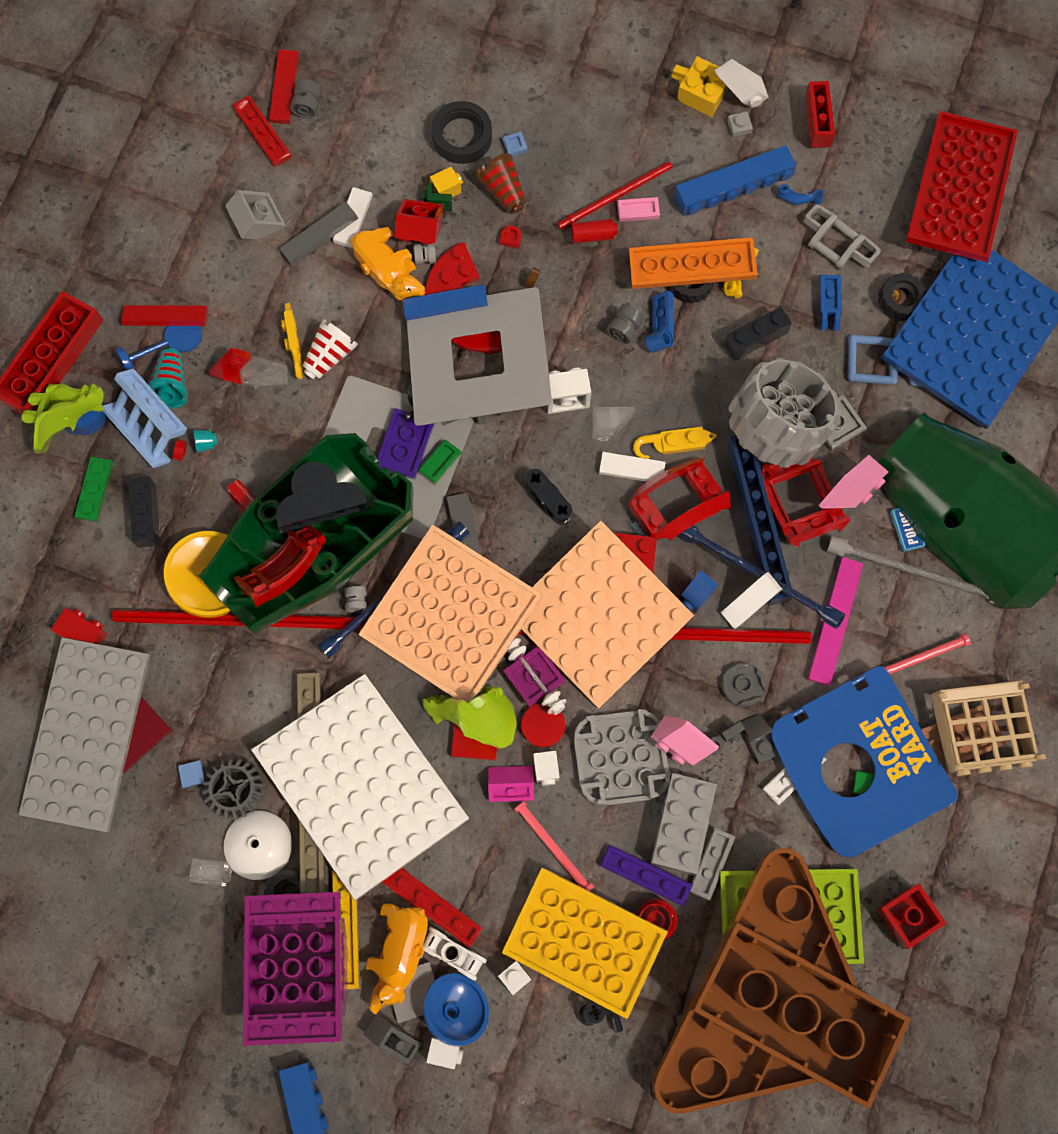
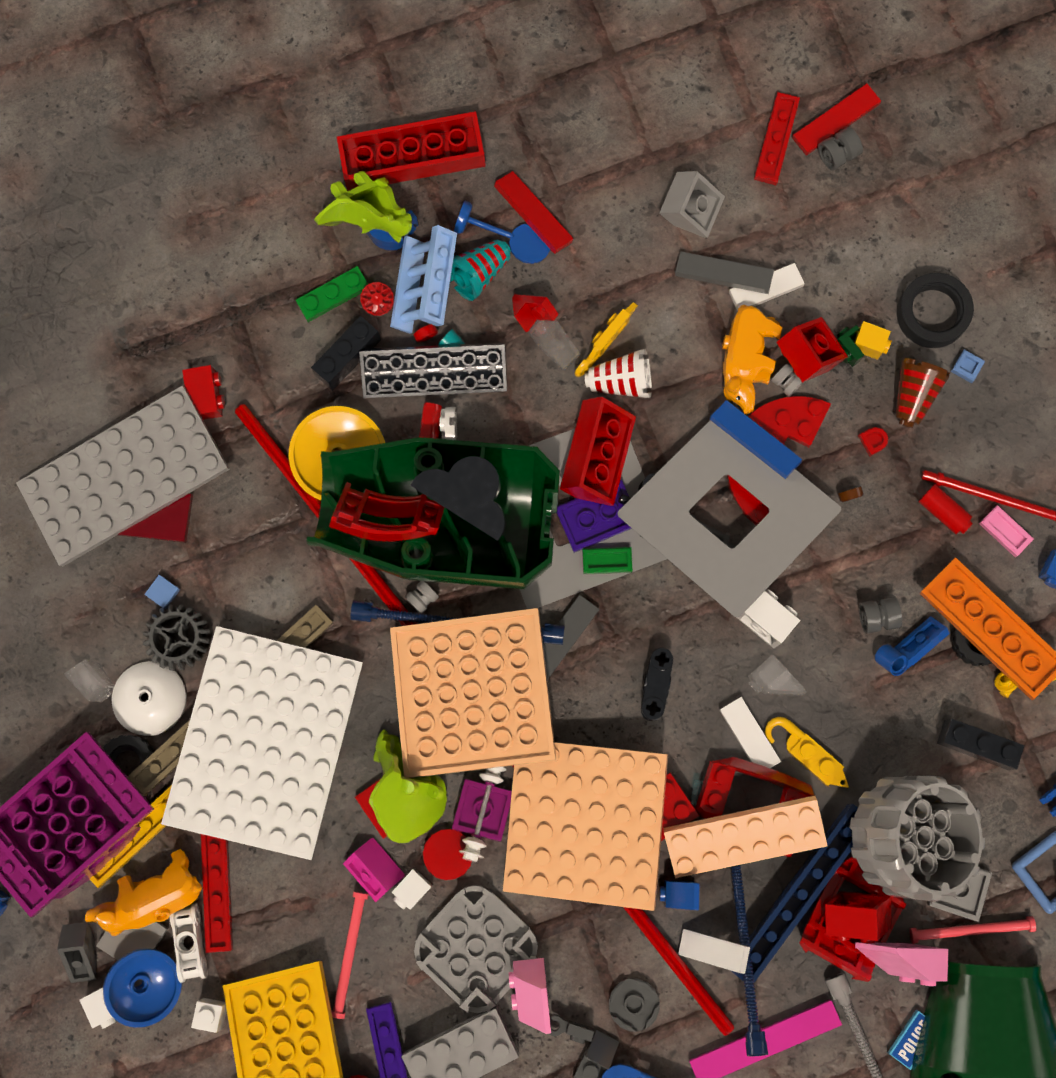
camera: 55 degrees right, 5 degrees up
(126, 461) = (377, 298): none -> red wheel
(209, 465) = (433, 370): none -> plate
(252, 482) = (448, 423): none -> white plate
(362, 405) = (598, 451): none -> red slope
(695, 518) = (745, 836): none -> light nougat plate
(804, 492) = (858, 916): none -> red brick
(892, 400) = (976, 929): none -> coral bar

